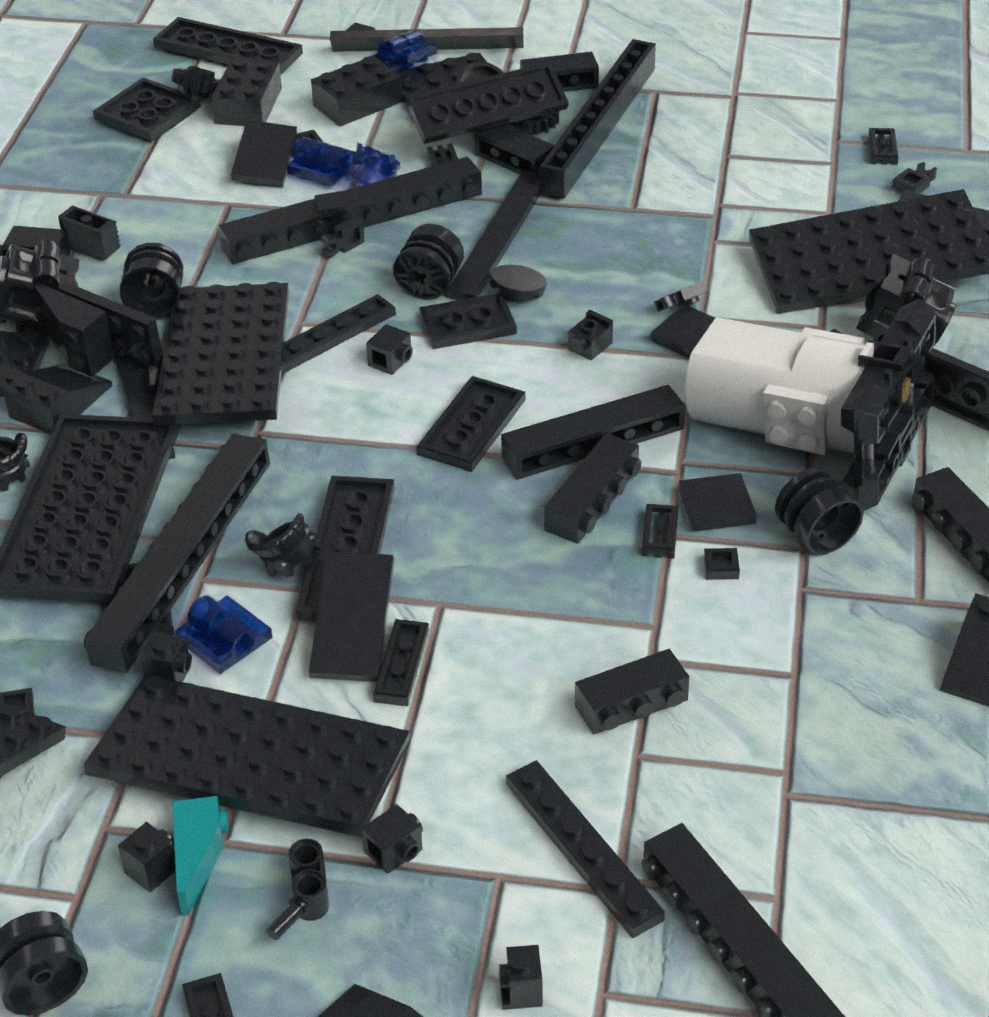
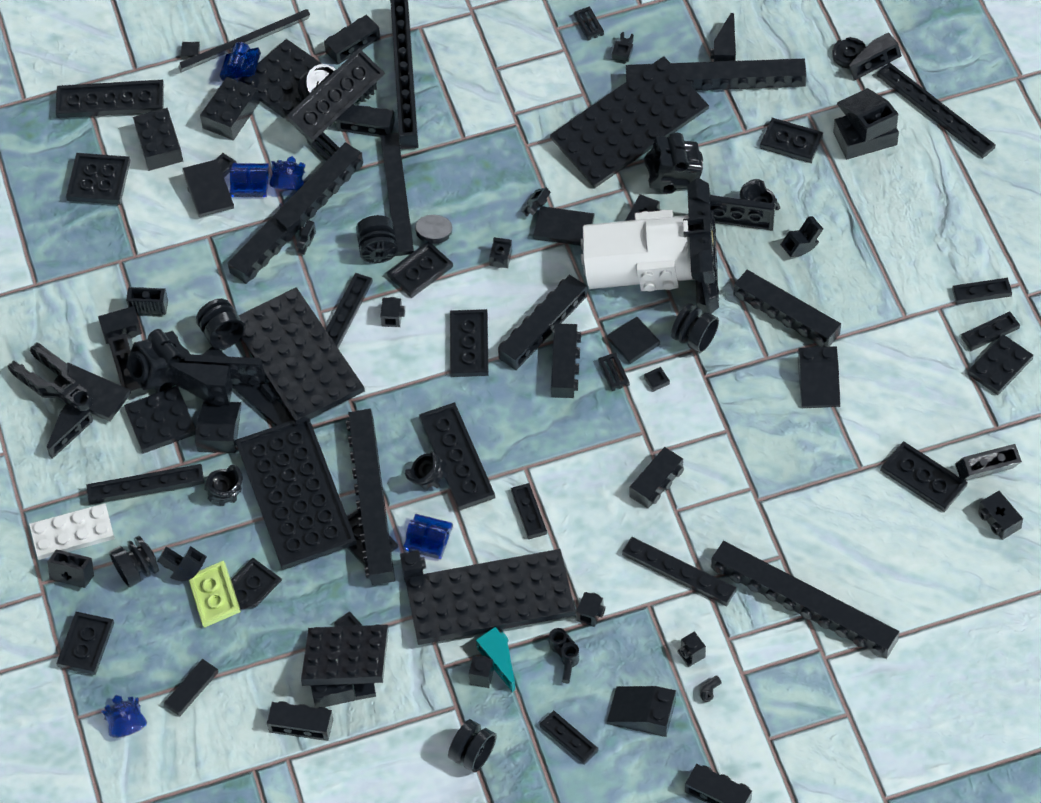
camera: 25 degrees left, 15 degrees up
(196, 81) = (119, 143): black gear -> none
(352, 616) = (491, 497): black tile -> none

